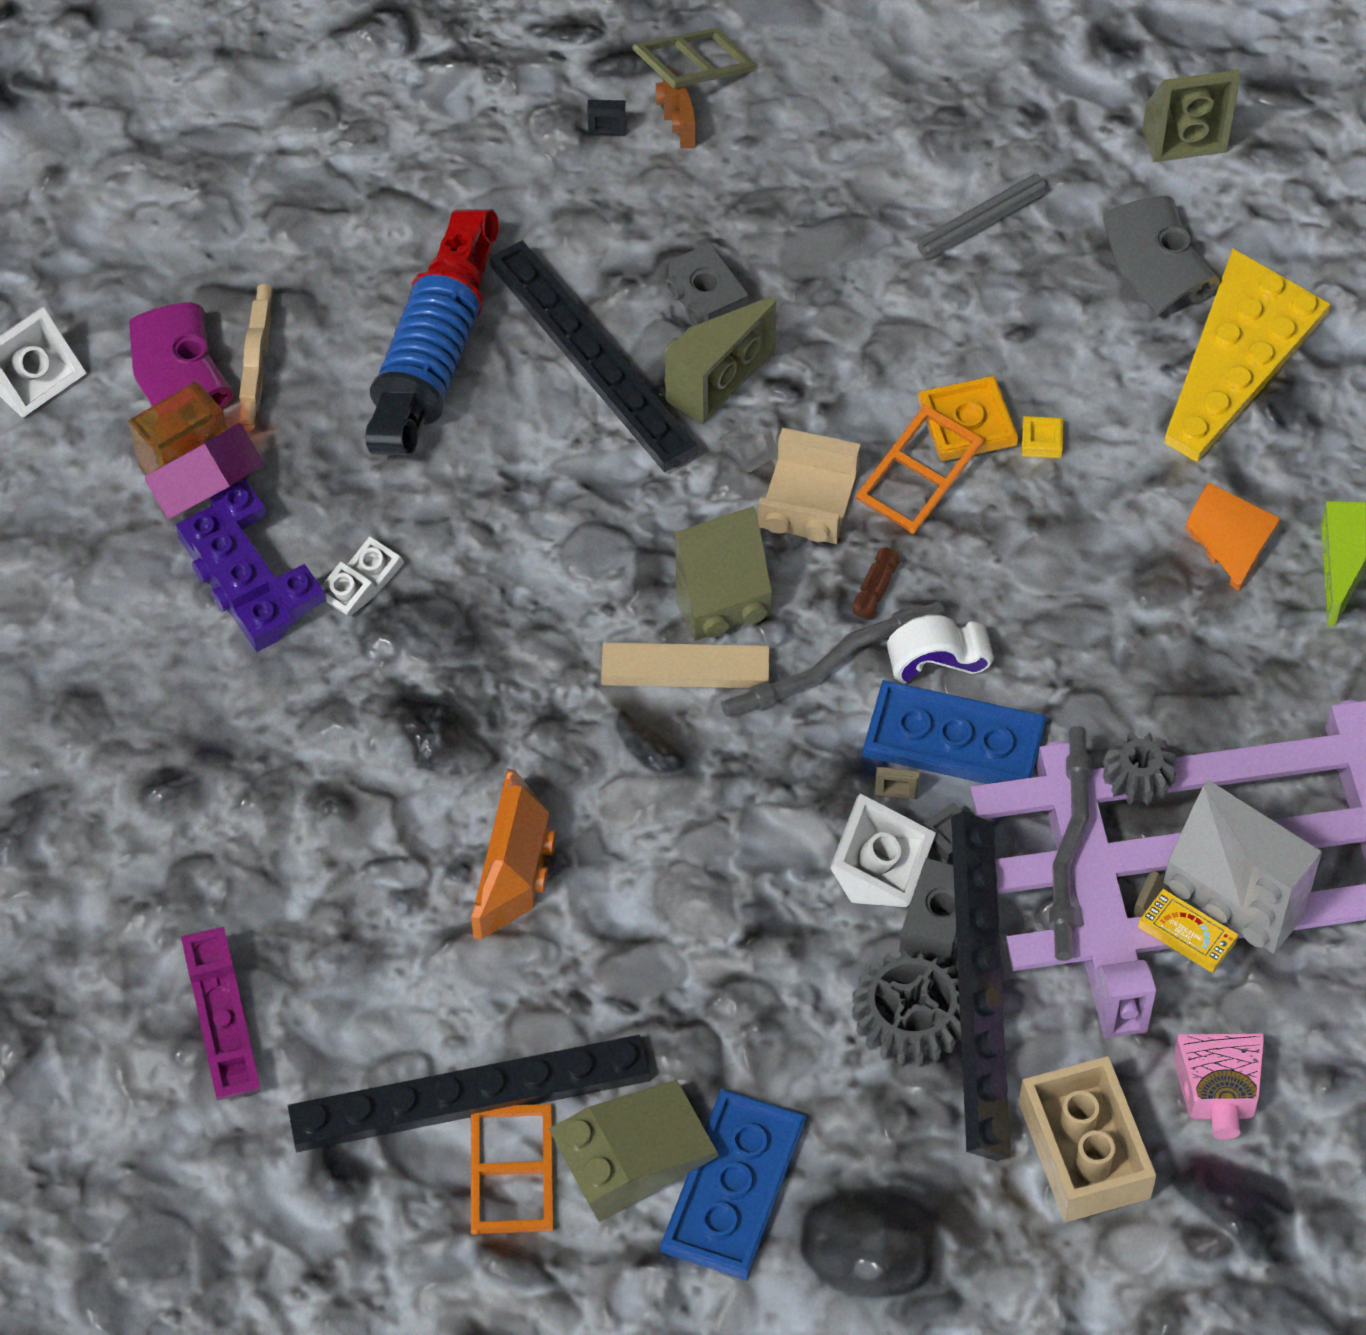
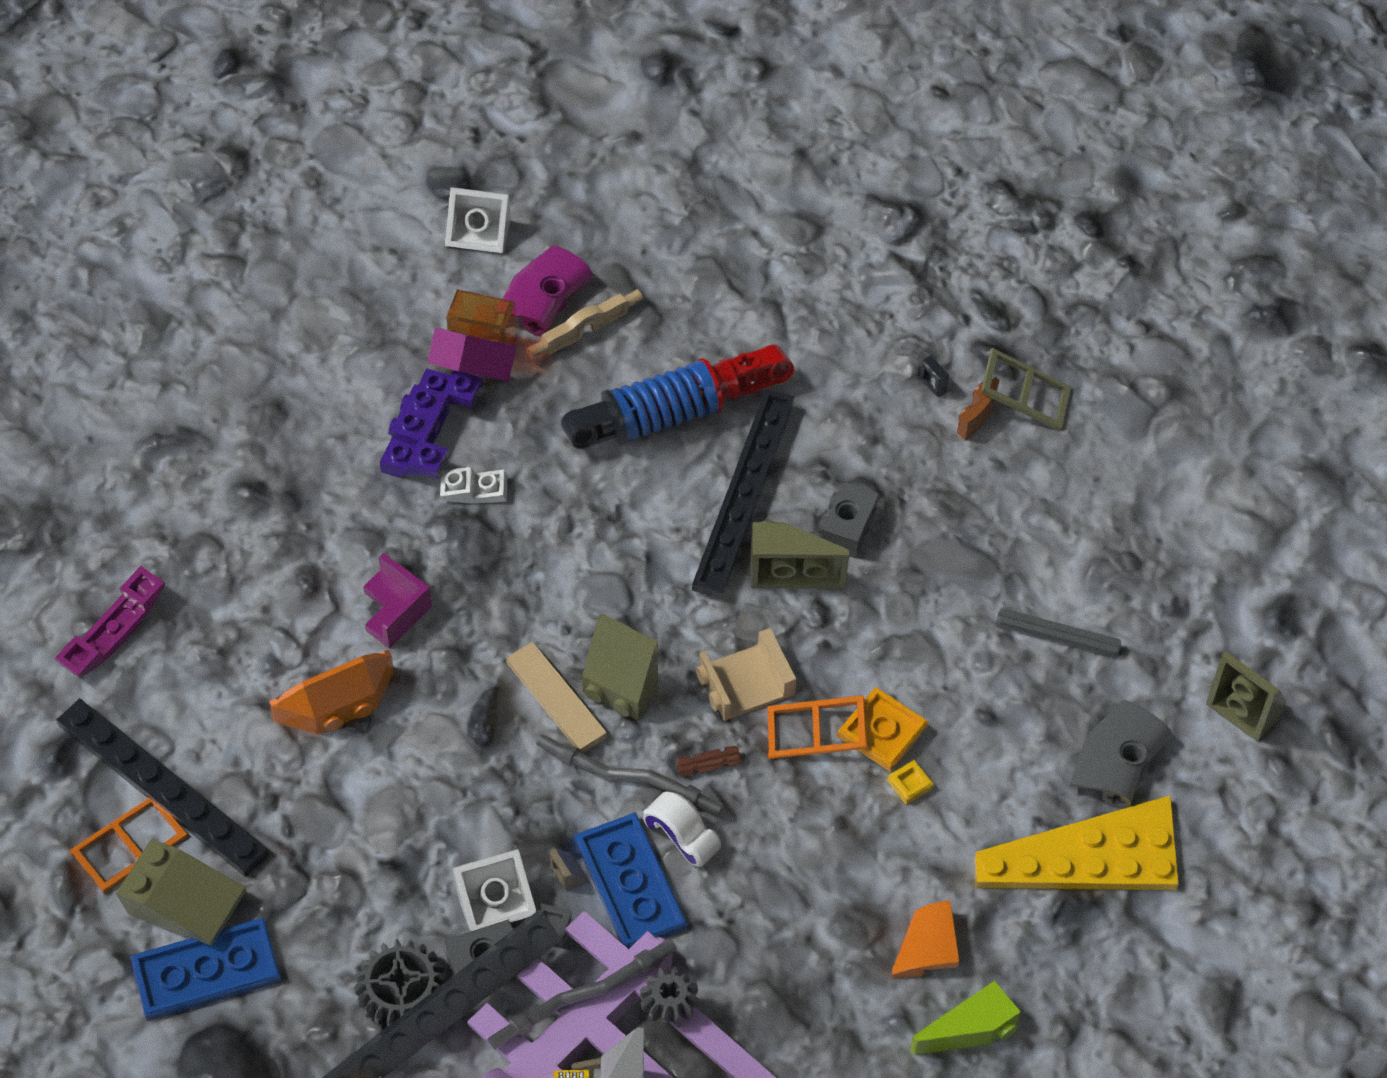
camera: 50 degrees right, 0 degrees up
(441, 723) = (402, 600): none -> magenta panel

